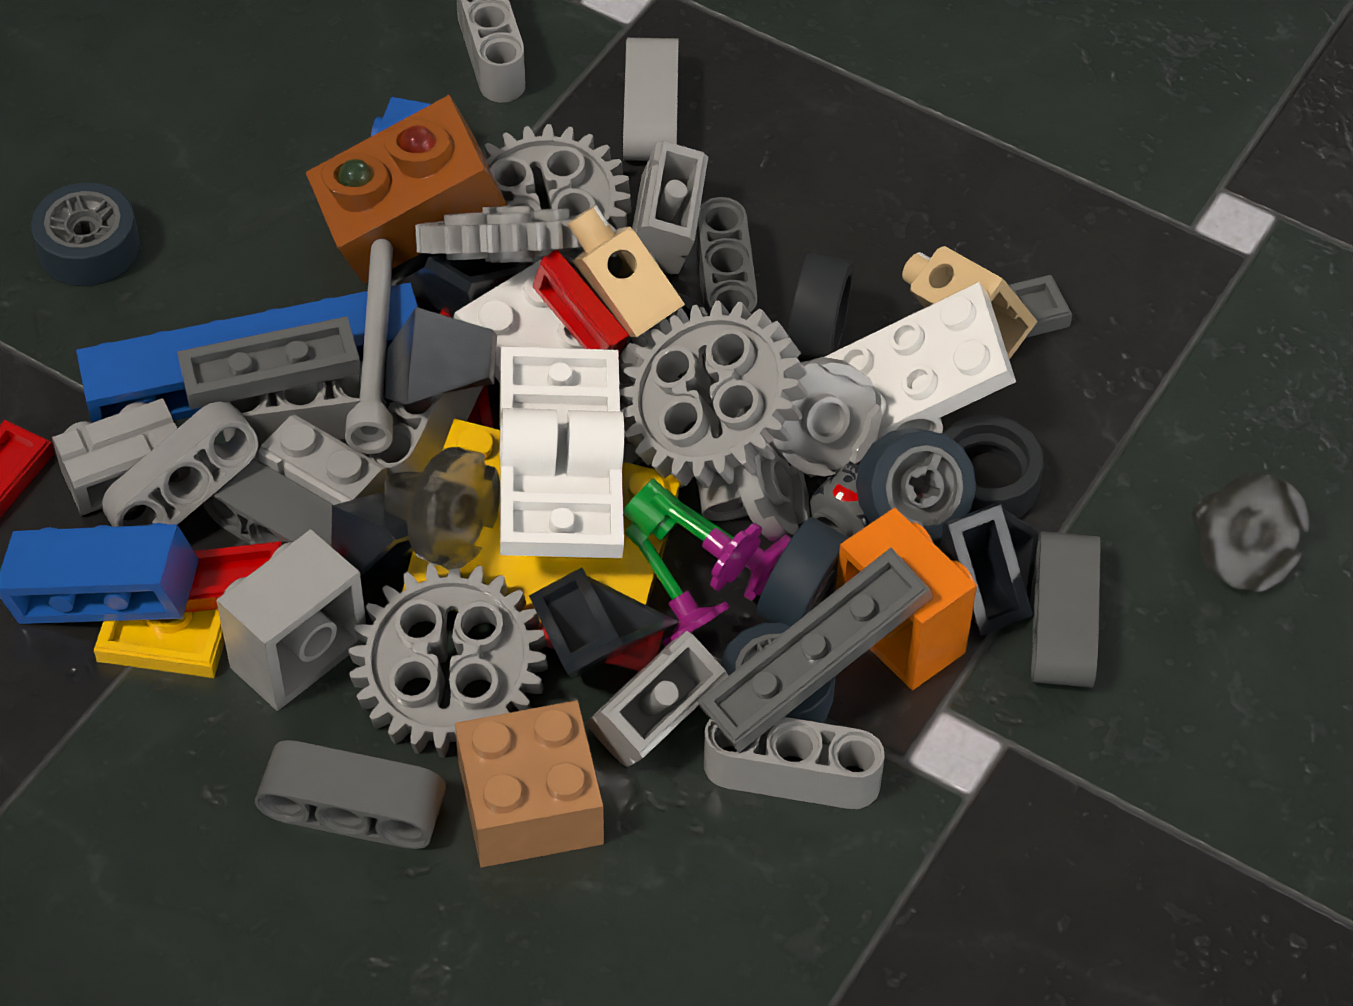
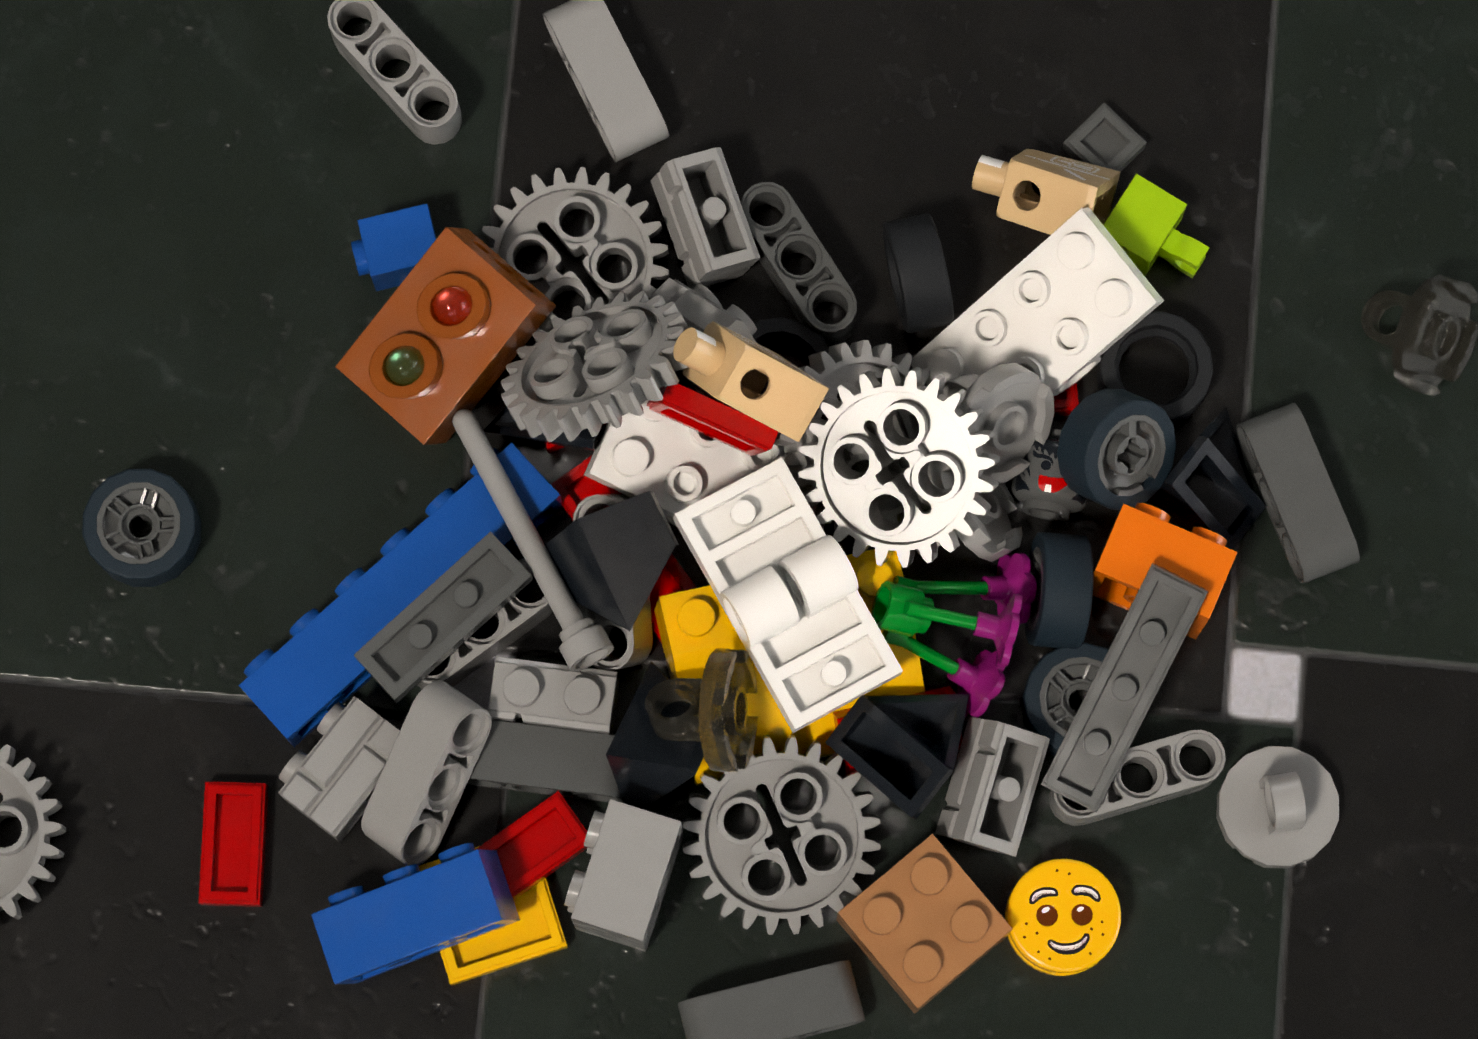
camera: 25 degrees left, 25 degrees up
(659, 840) = (1063, 917): none -> yellow head
(912, 848) = (1277, 807): none -> light grey tile
(1043, 370) = (1146, 228): none -> lime brick

